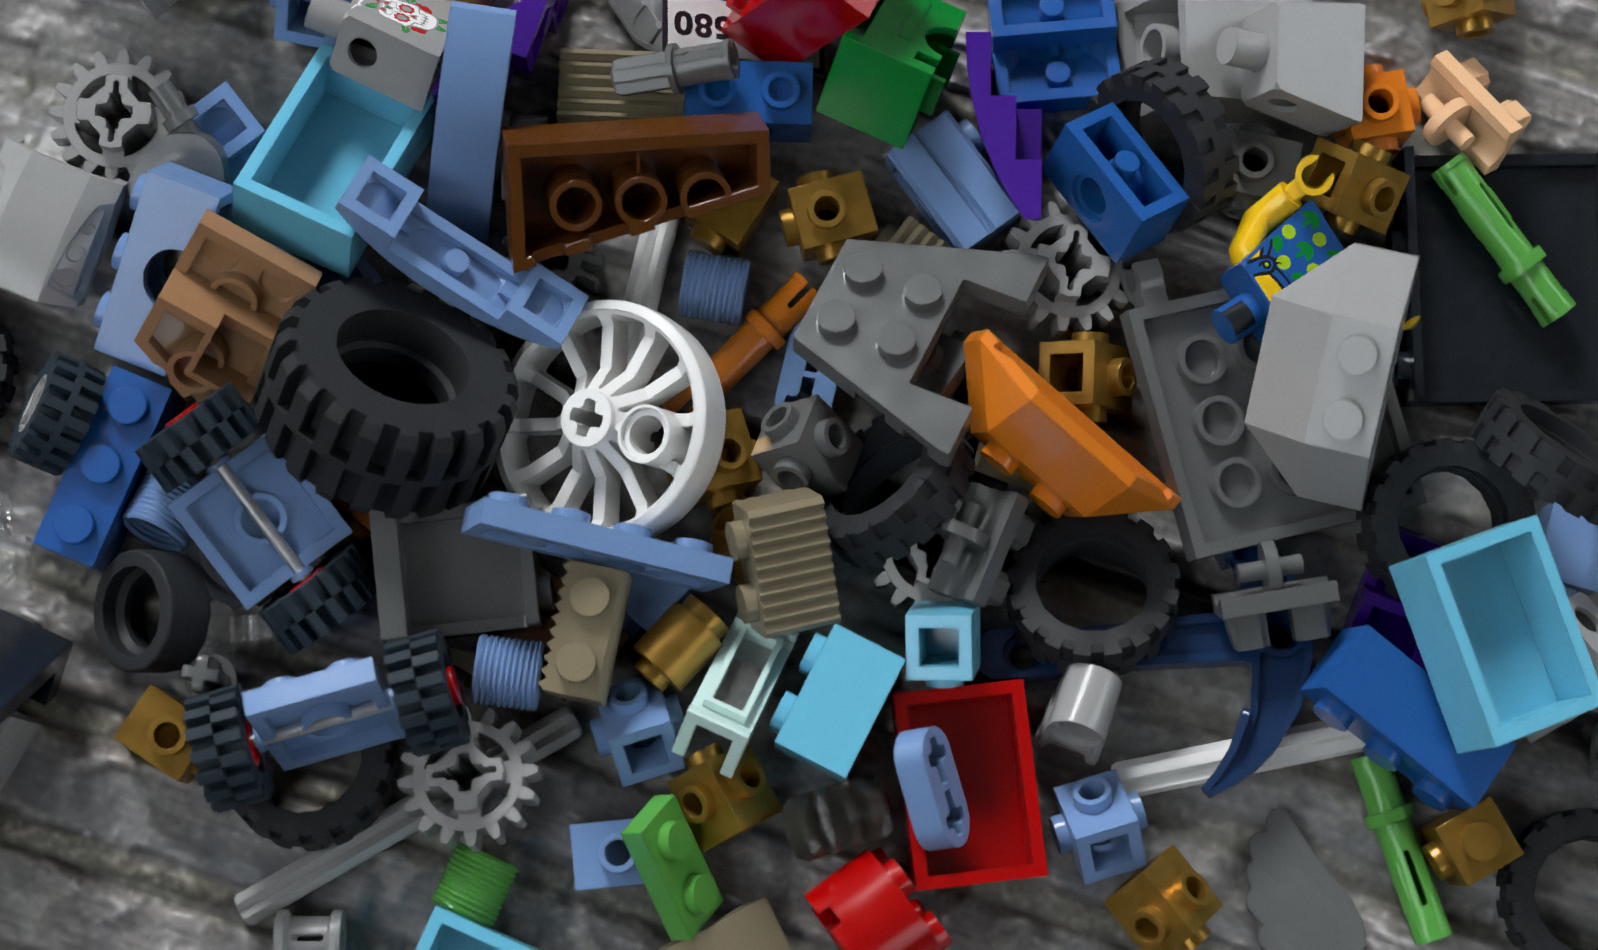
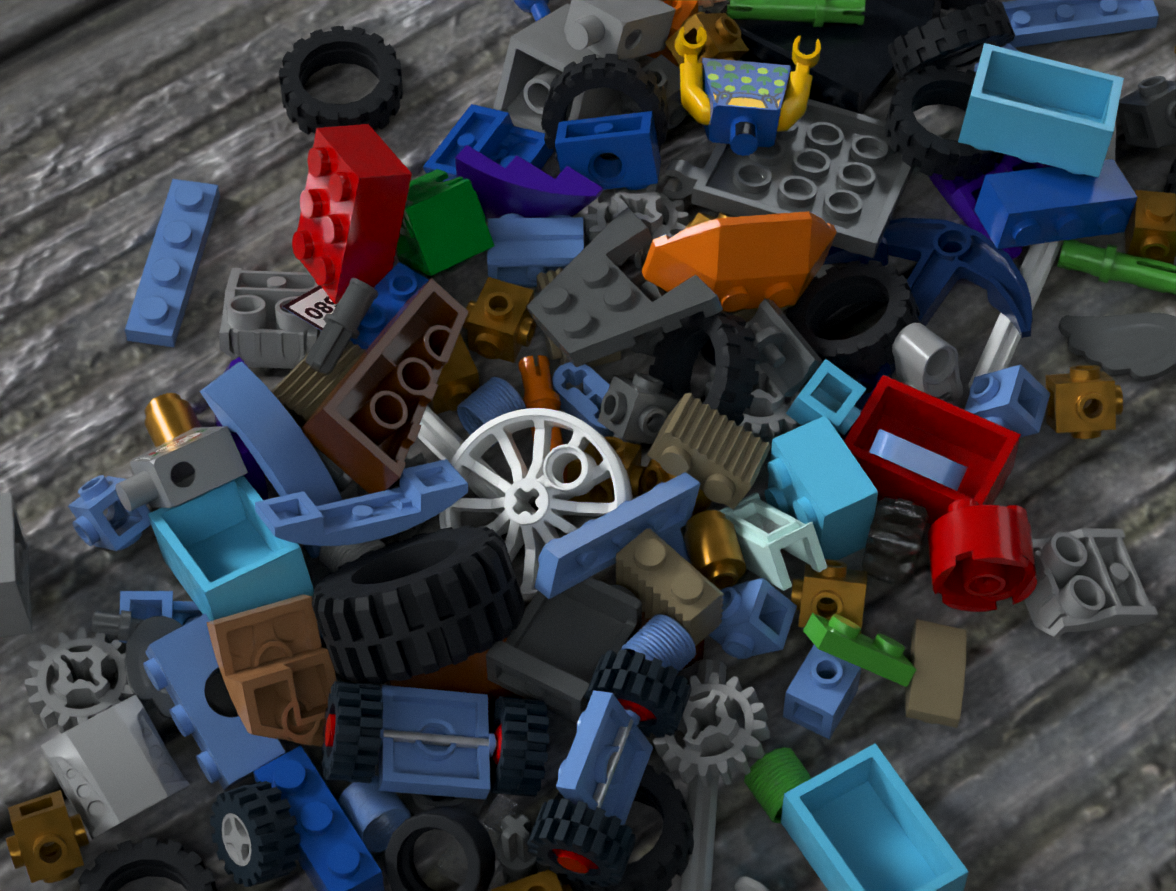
camera: 50 degrees left, 25 degrees down
(1246, 608) = (914, 214): dark grey hips -> none
(1330, 371) = (821, 100): light grey wedge -> none

